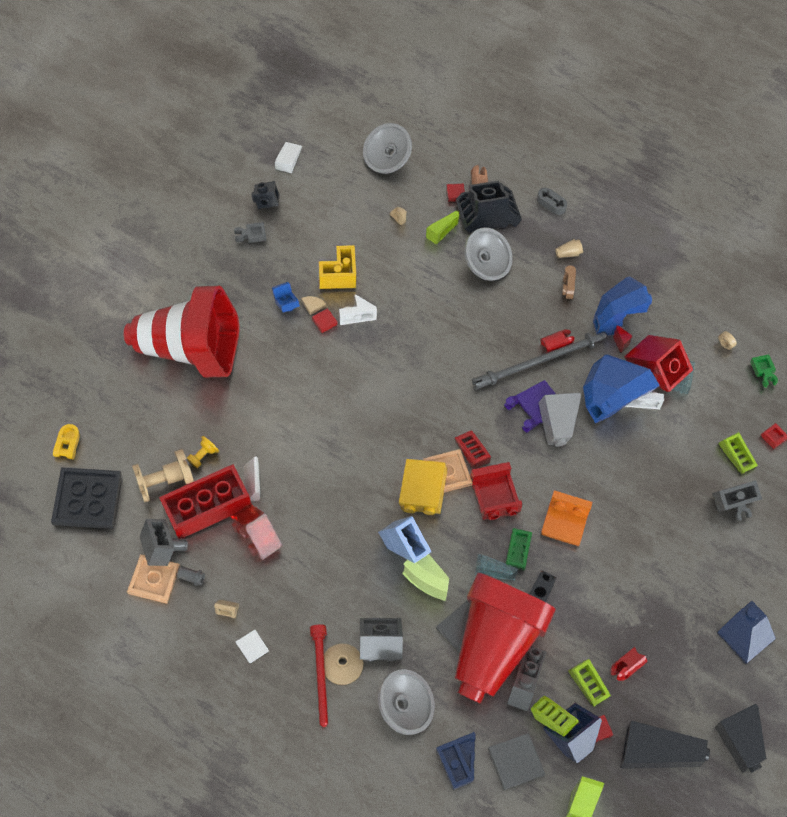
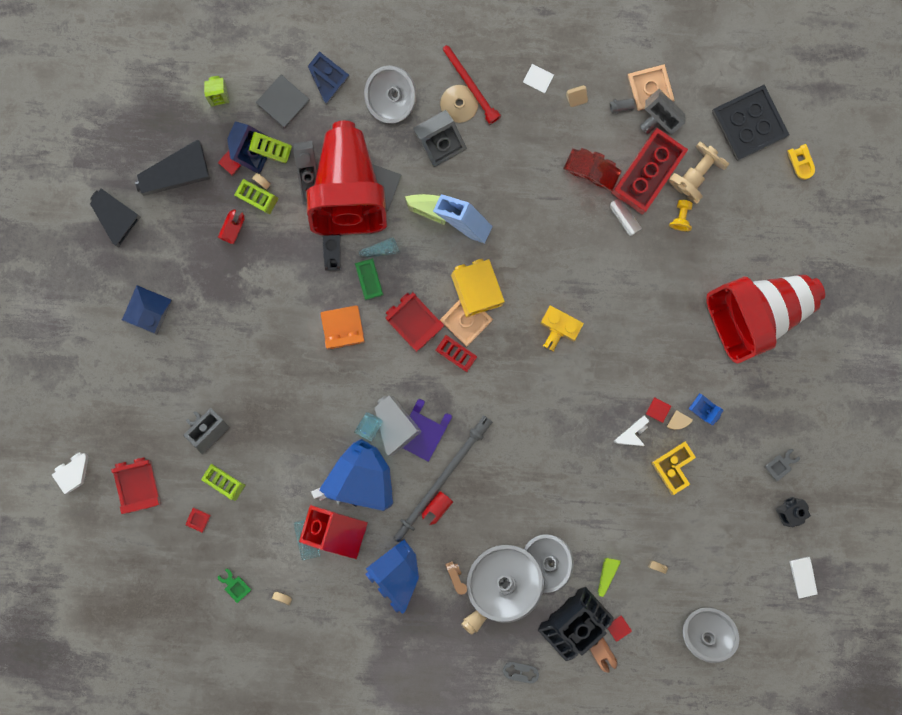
camera: 155 degrees right, 25 degrees up
(367, 421) = (560, 326): none -> yellow brick
(531, 257) = (505, 583): none -> light grey dish
(577, 691) = (261, 181): none -> tan tile
(588, 421) = (368, 426): none -> clear light blue slope
(622, 338) = (377, 543): red slope -> none

